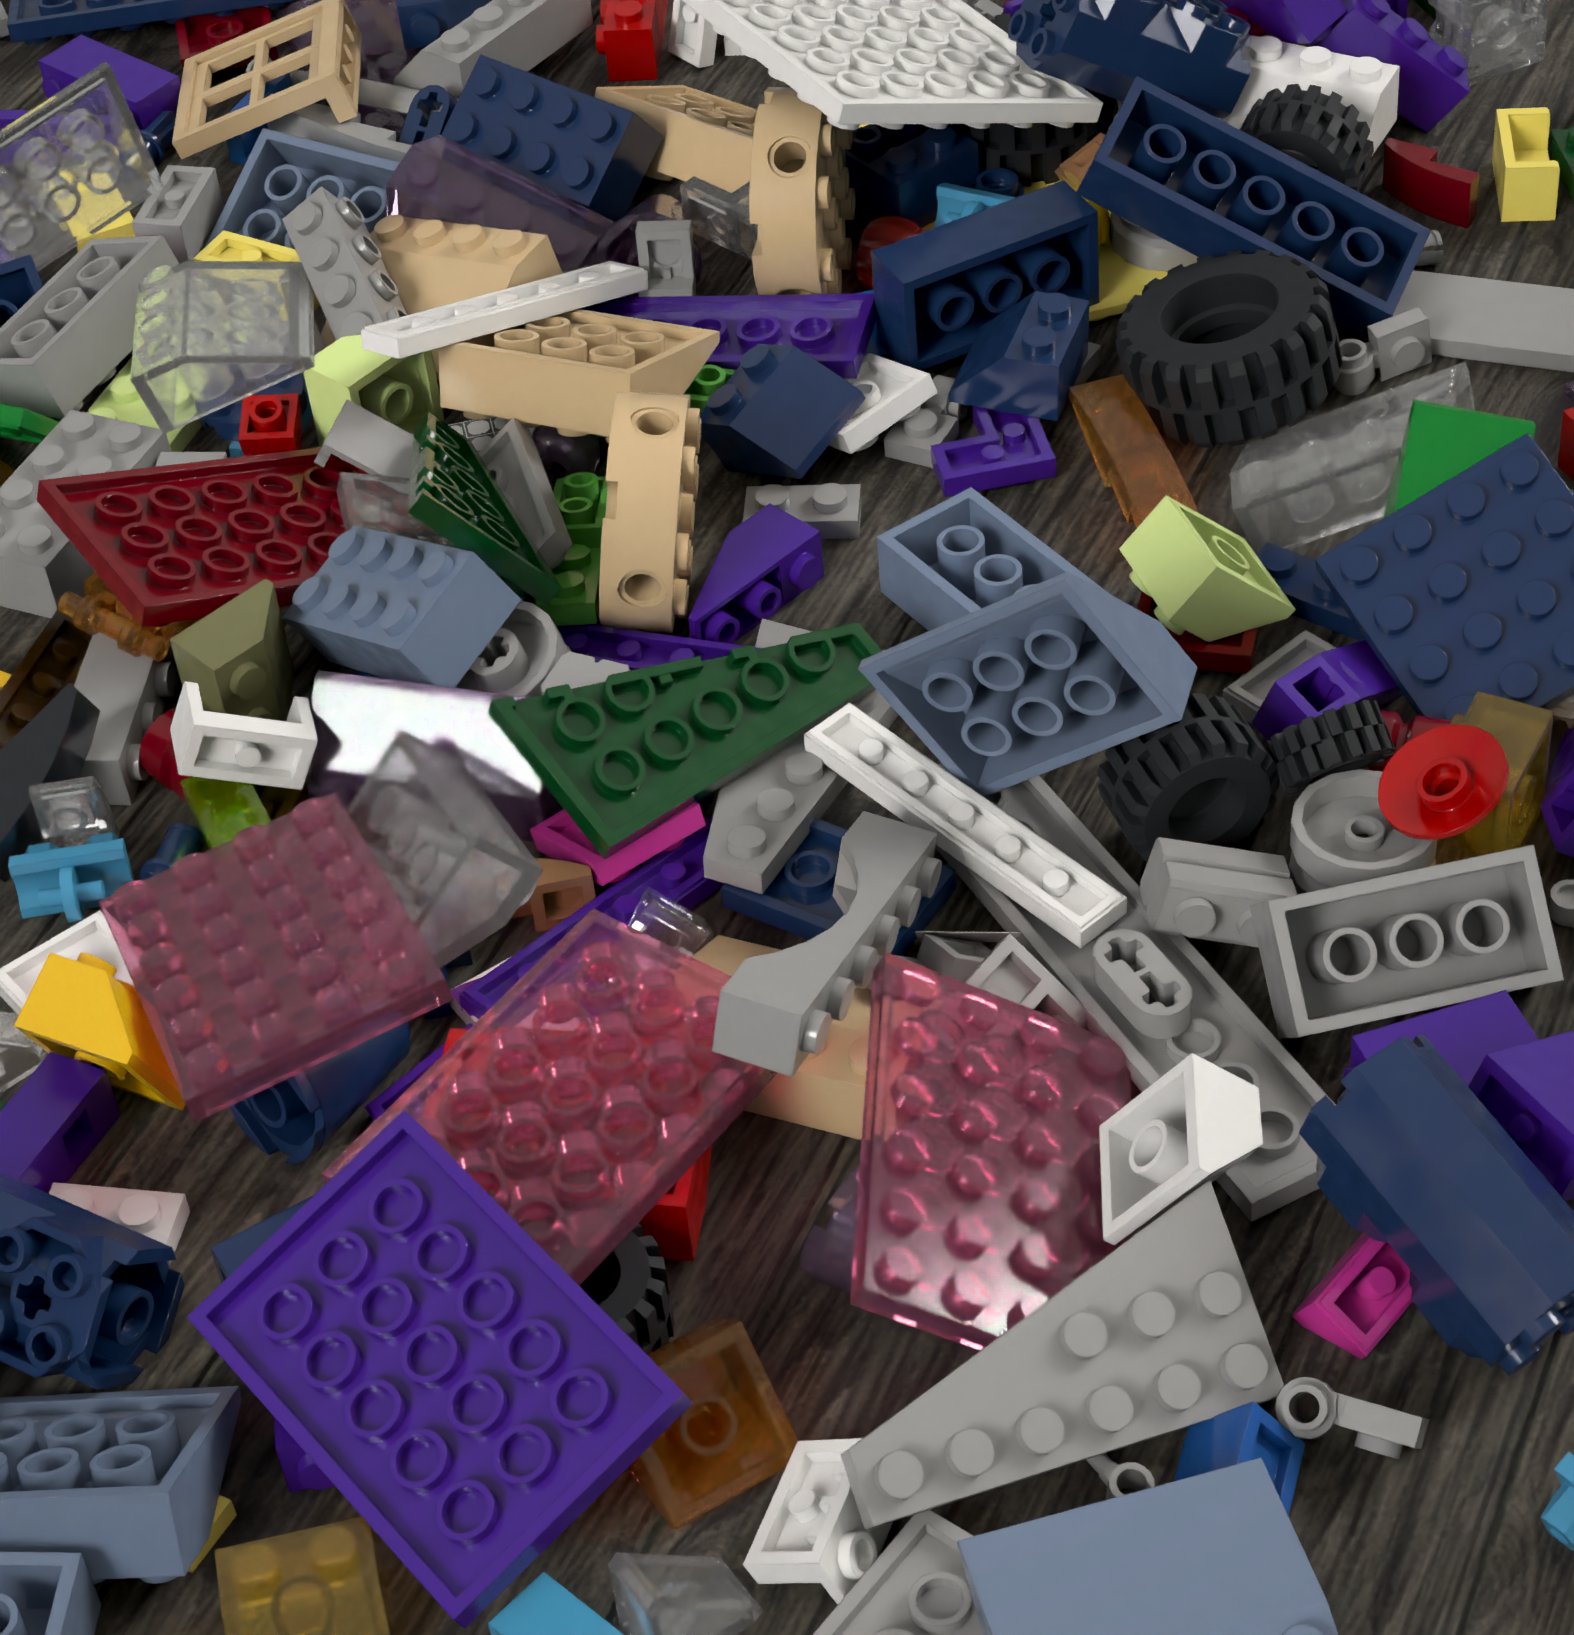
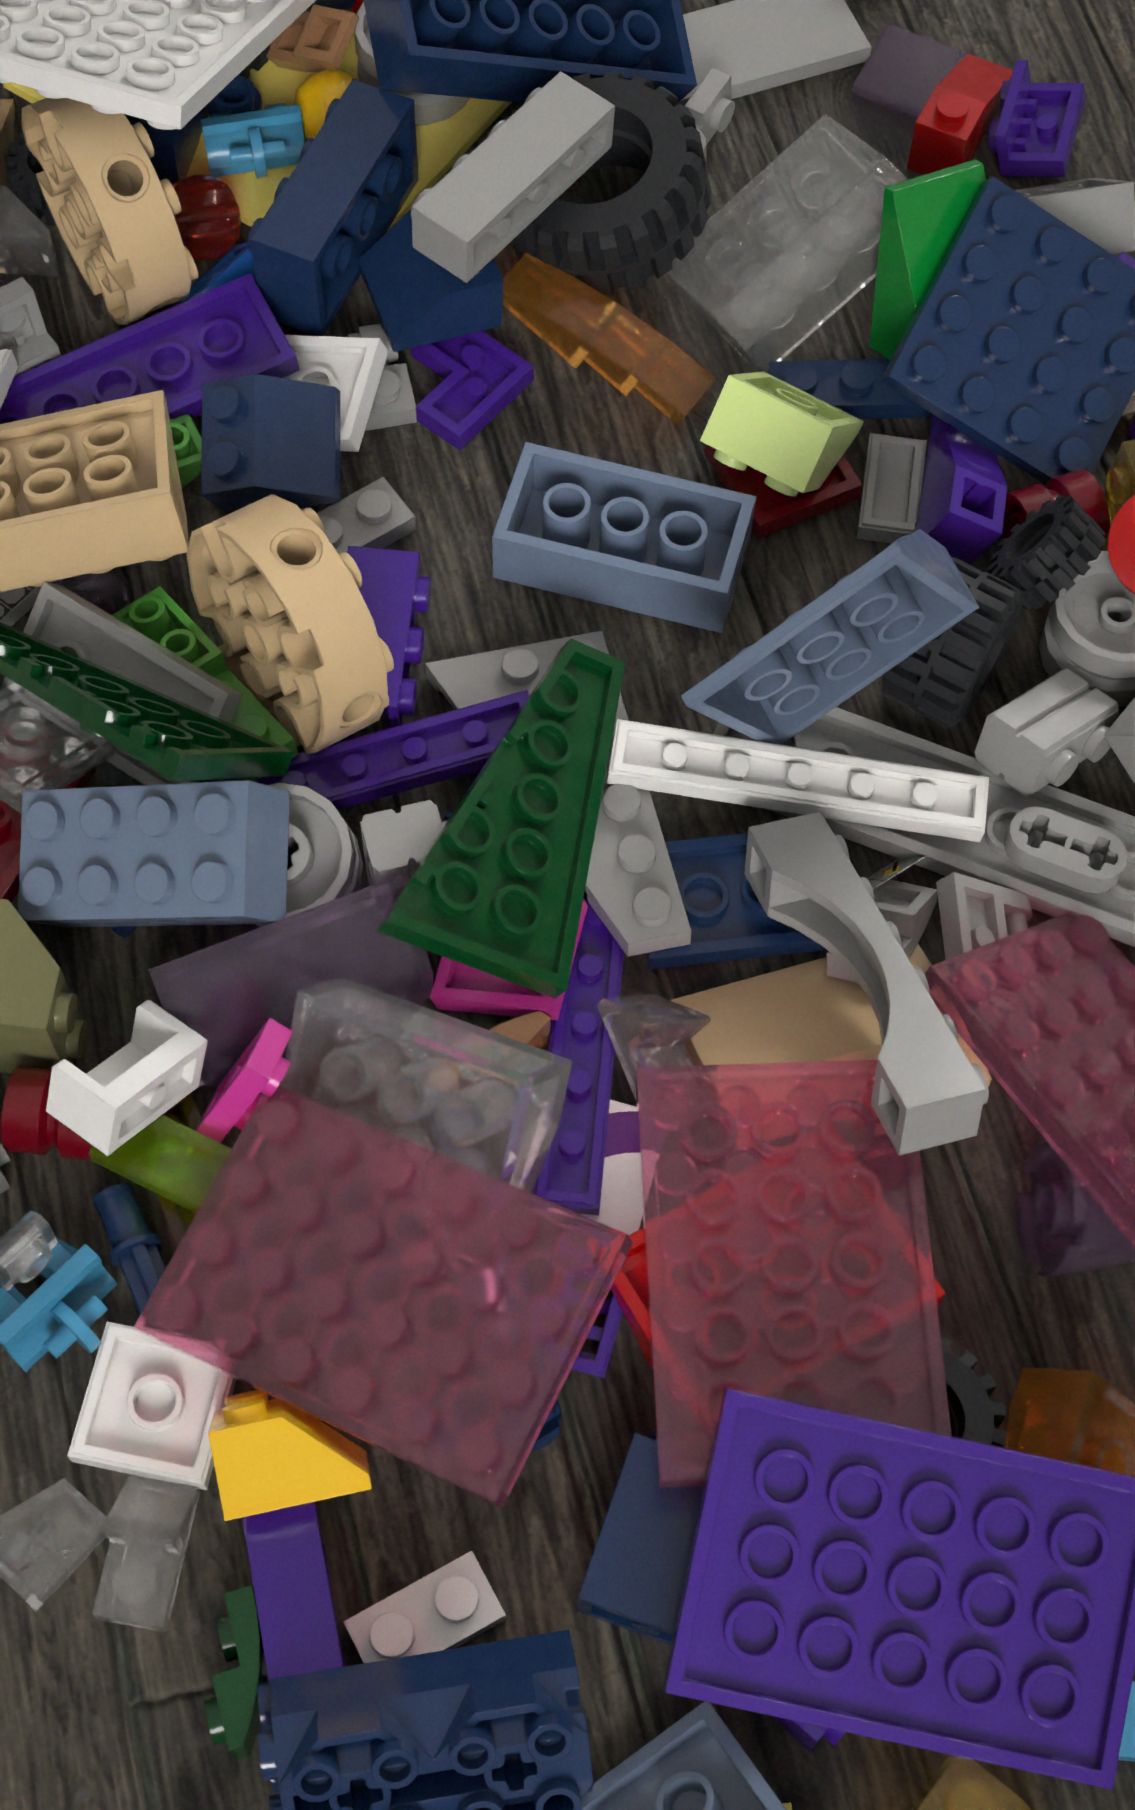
camera: 45 degrees left, 20 degrees up
(328, 773) = (255, 1071): none -> dark pink plate
(1116, 283) = (512, 176): none -> light grey brick

